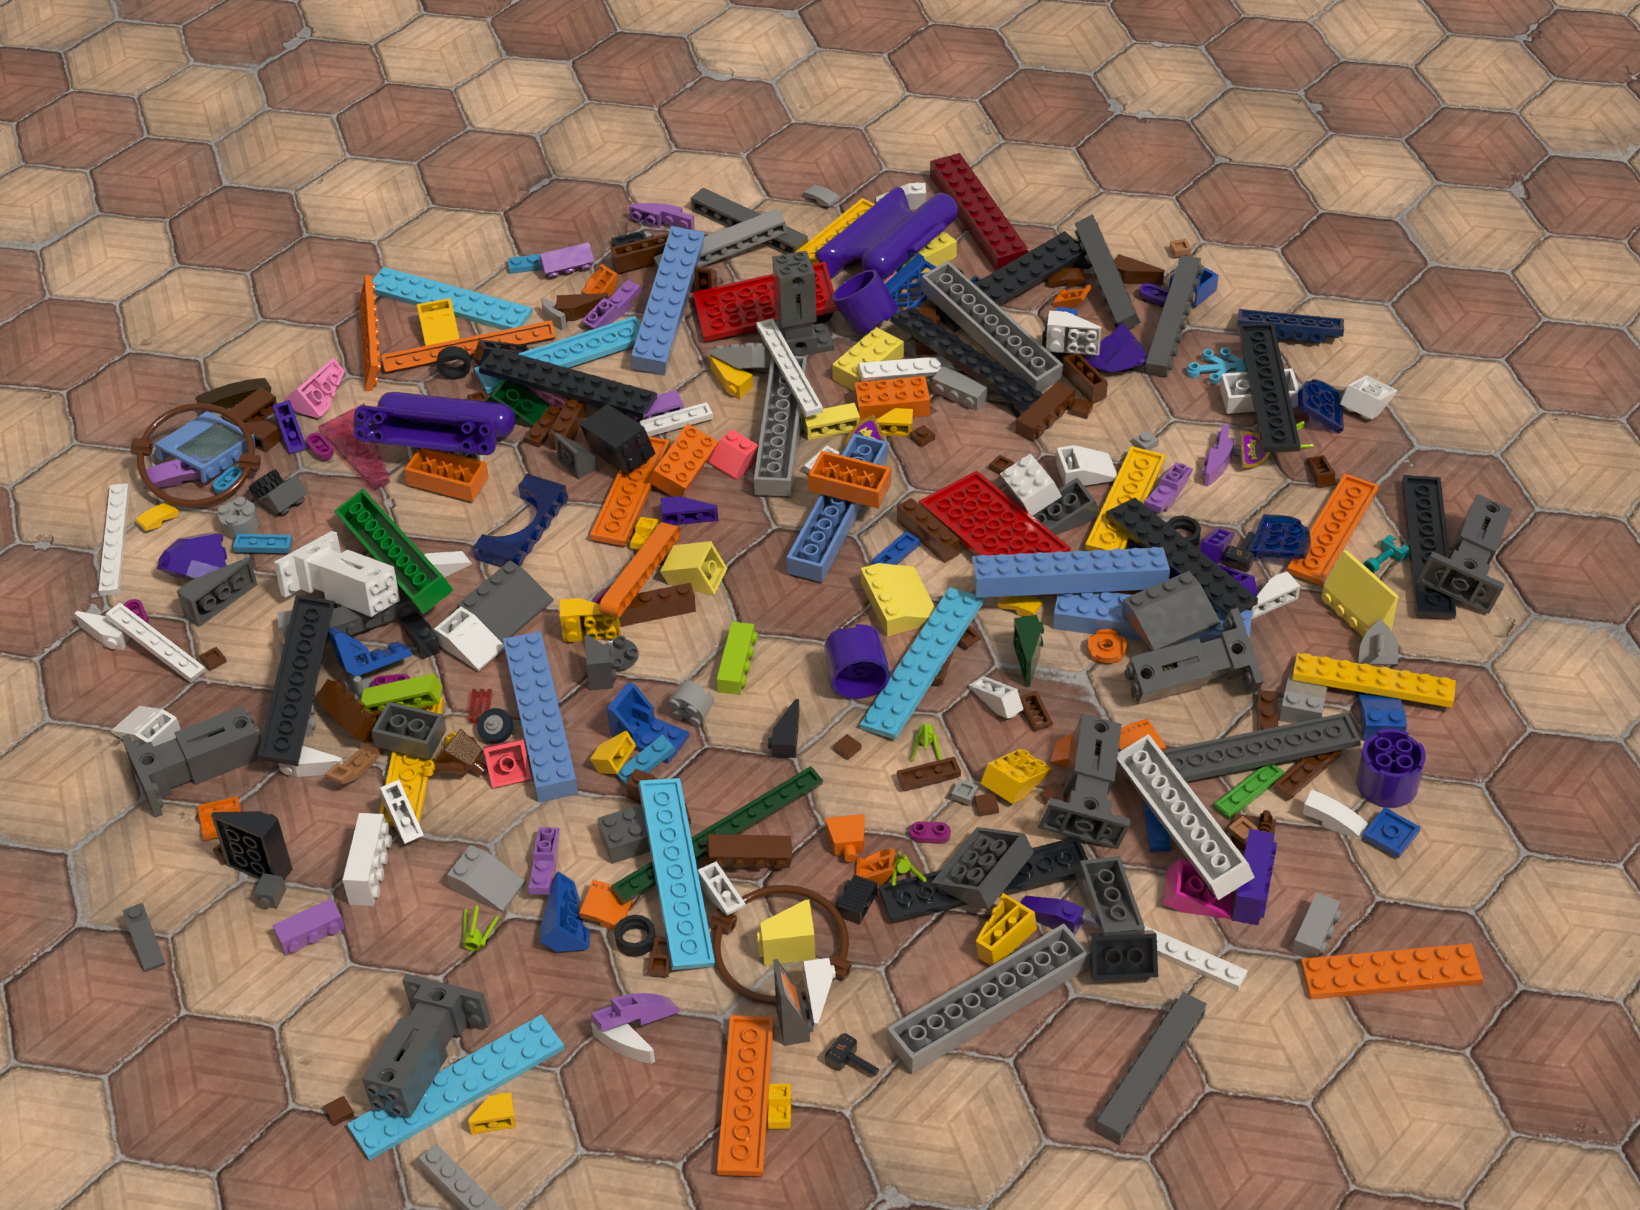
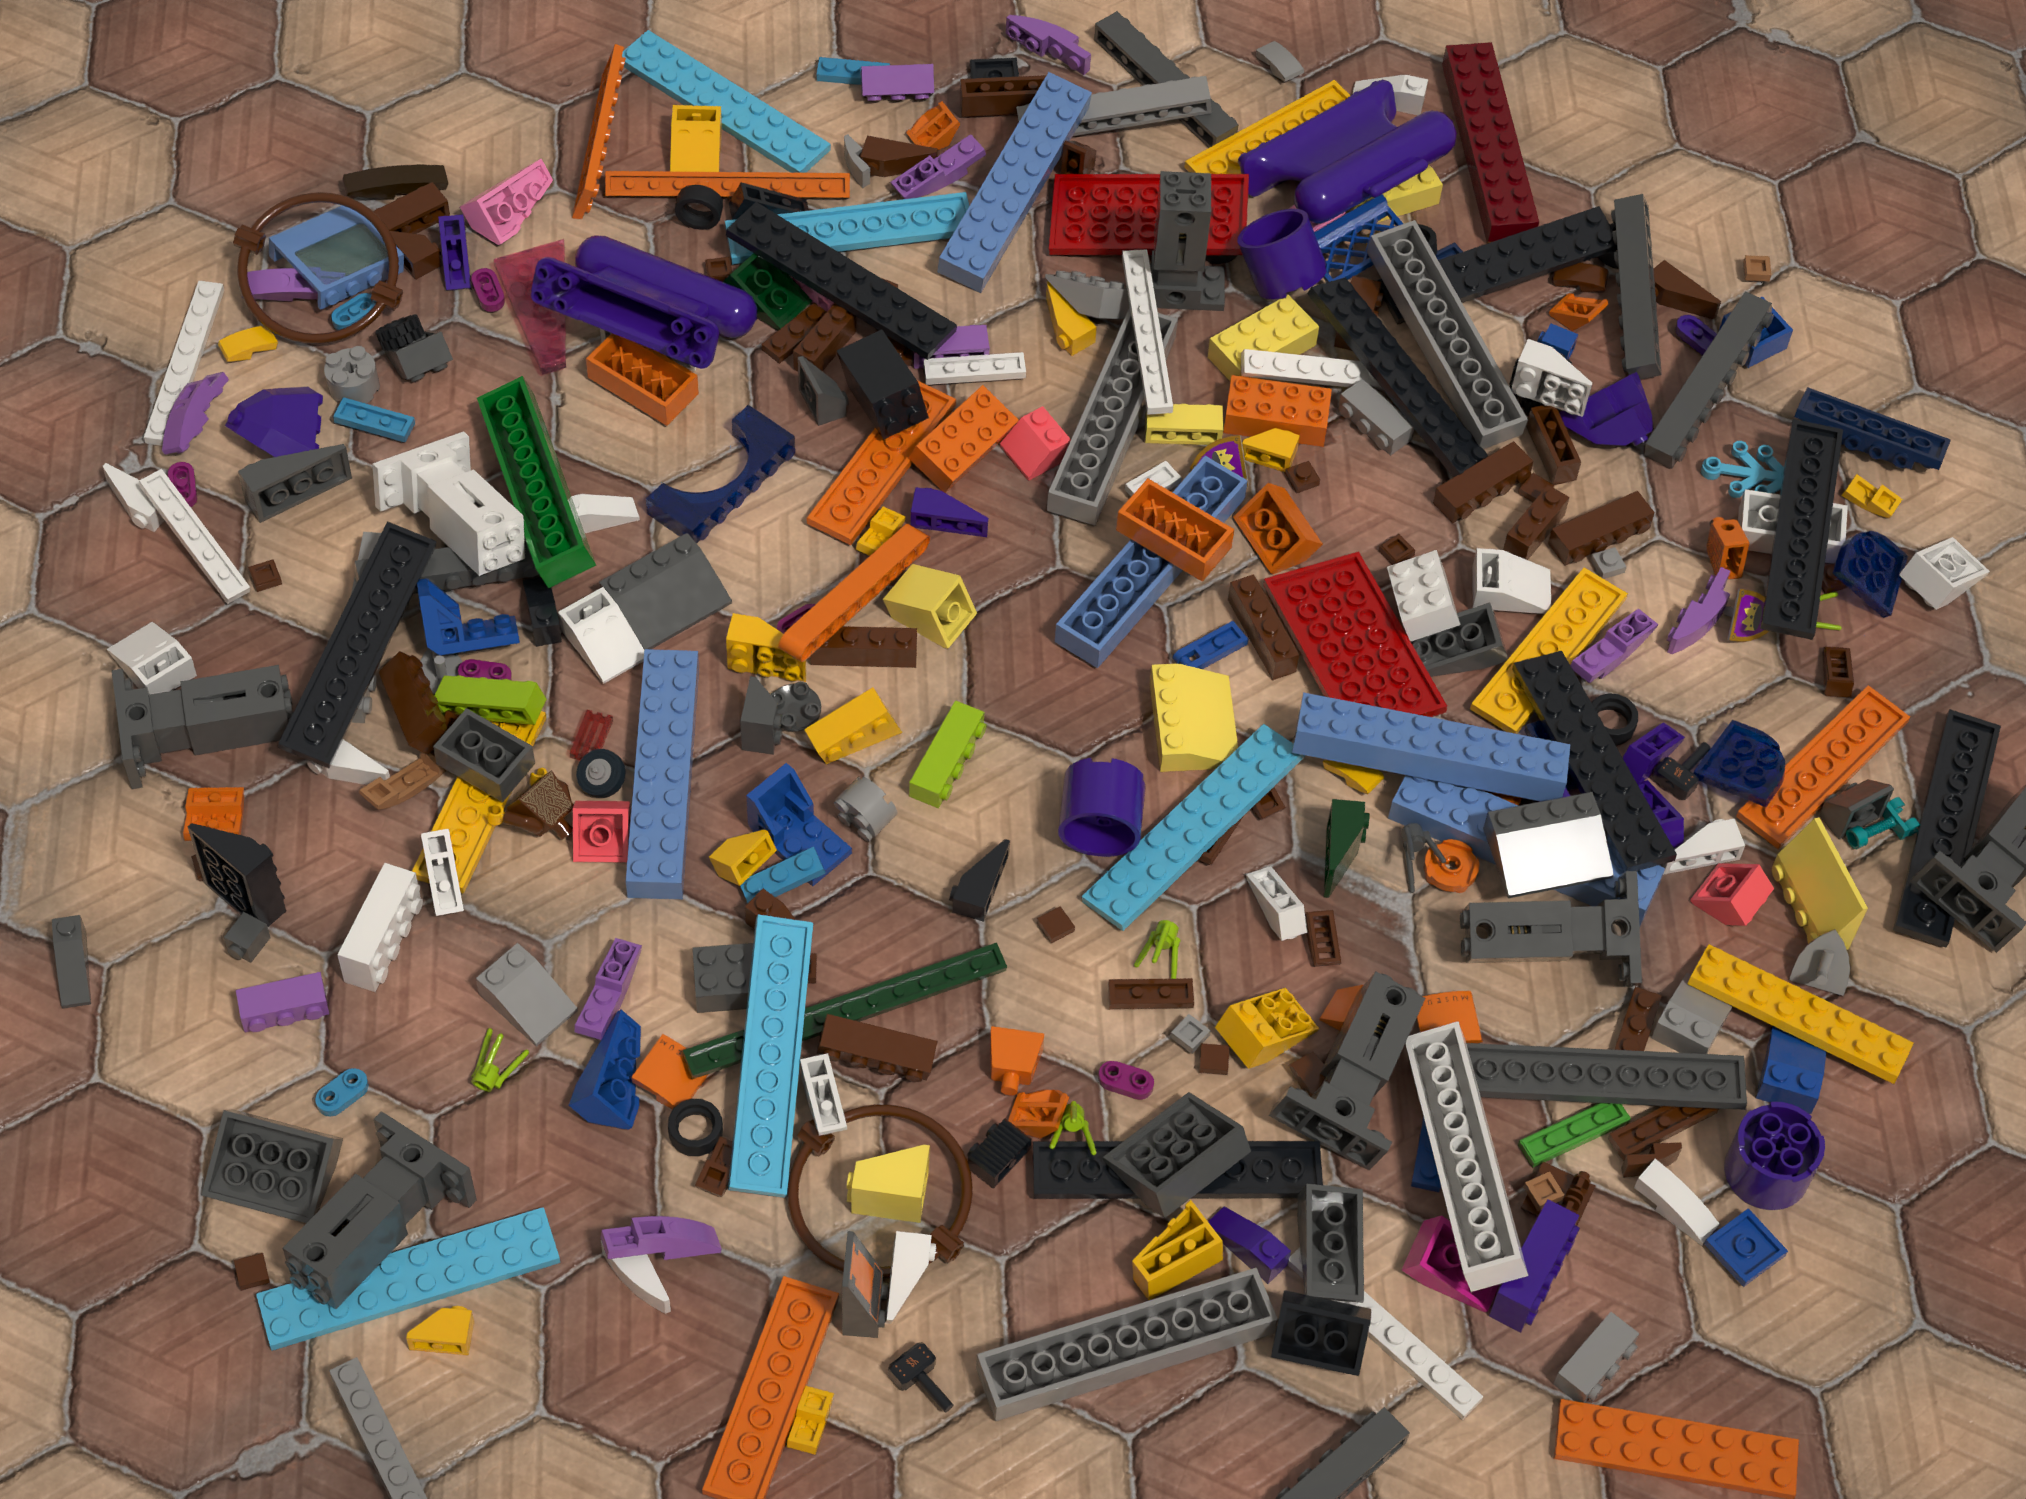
camera: 10 degrees right, 10 degrees up
(128, 568) = (188, 412): none -> medium lavender slope
(332, 1035) = (271, 1165): none -> dark grey slope
(371, 975) = (343, 1092): none -> dark azure plate
(665, 655) = (853, 727): none -> yellow wedge
(917, 469) = (1277, 529): none -> orange slope
(1077, 636) = (1414, 841): none -> dark grey plant
(1090, 425) = (1536, 523): none -> reddish brown brick
(1134, 420) = (1601, 528): none -> reddish brown brick
(1222, 410) = (1727, 546): none -> orange torso
(1299, 797) = (1665, 1153): none -> reddish brown slope
(1302, 617) = (1733, 893): none -> coral slope
(1307, 365) = (1877, 501): none -> yellow slope
(1367, 542) = (1856, 806): none -> dark grey slope

